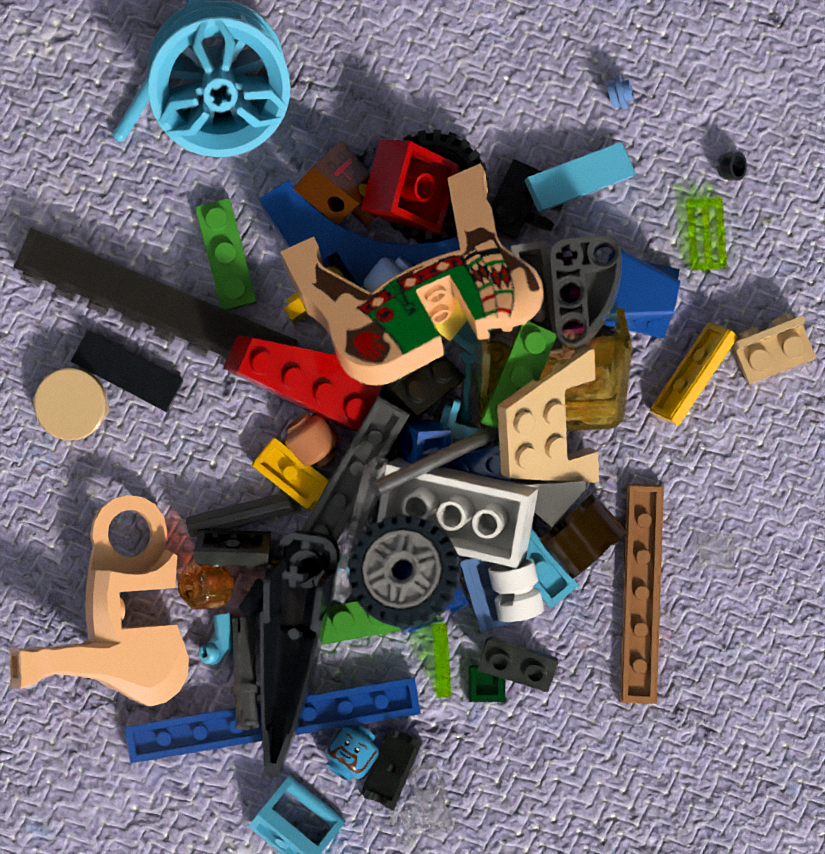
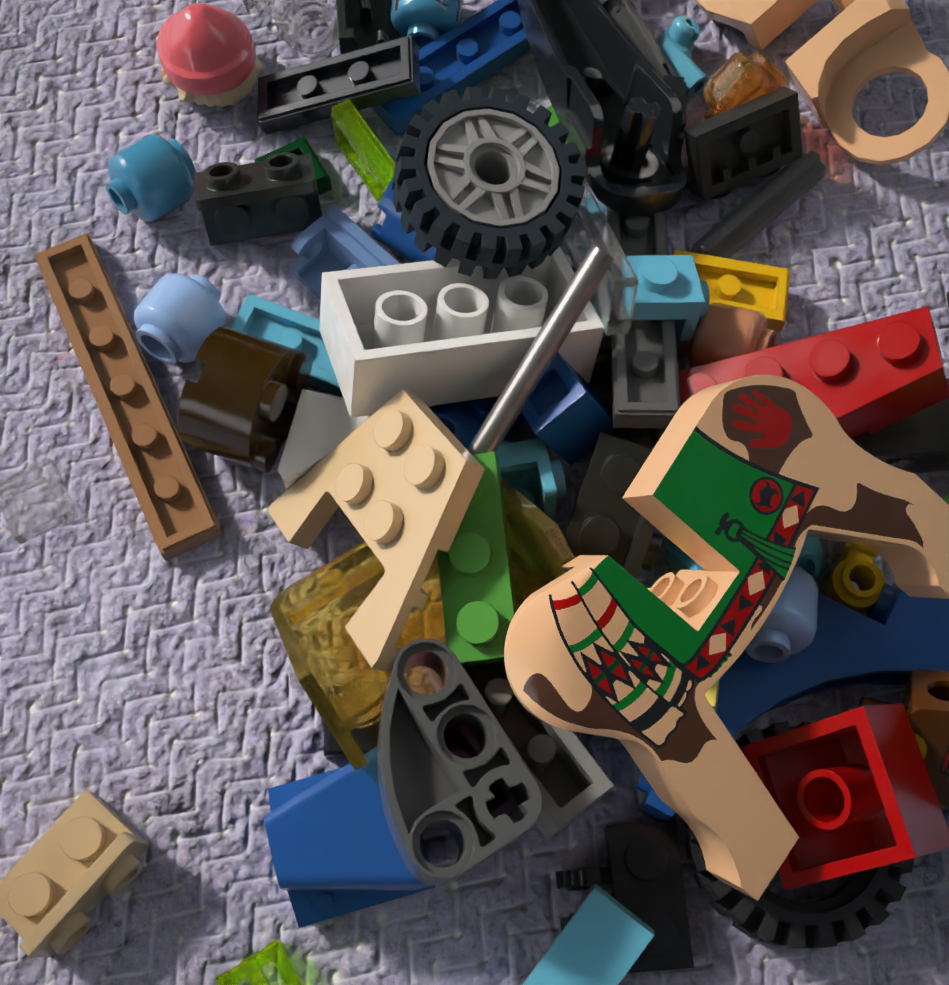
camera: 155 degrees right, 15 degrees down
(339, 473) = (670, 291): none -> medium azure bracket
(435, 720) = (364, 76): none -> black tile
(499, 785) = (208, 56): none -> coral hair
(516, 591) = (292, 268): white wheel -> none
(571, 714) = (150, 177): none -> dark azure head
(594, 612) = (178, 317): none -> light blue head
(693, 373) = (188, 756): yellow tile -> none

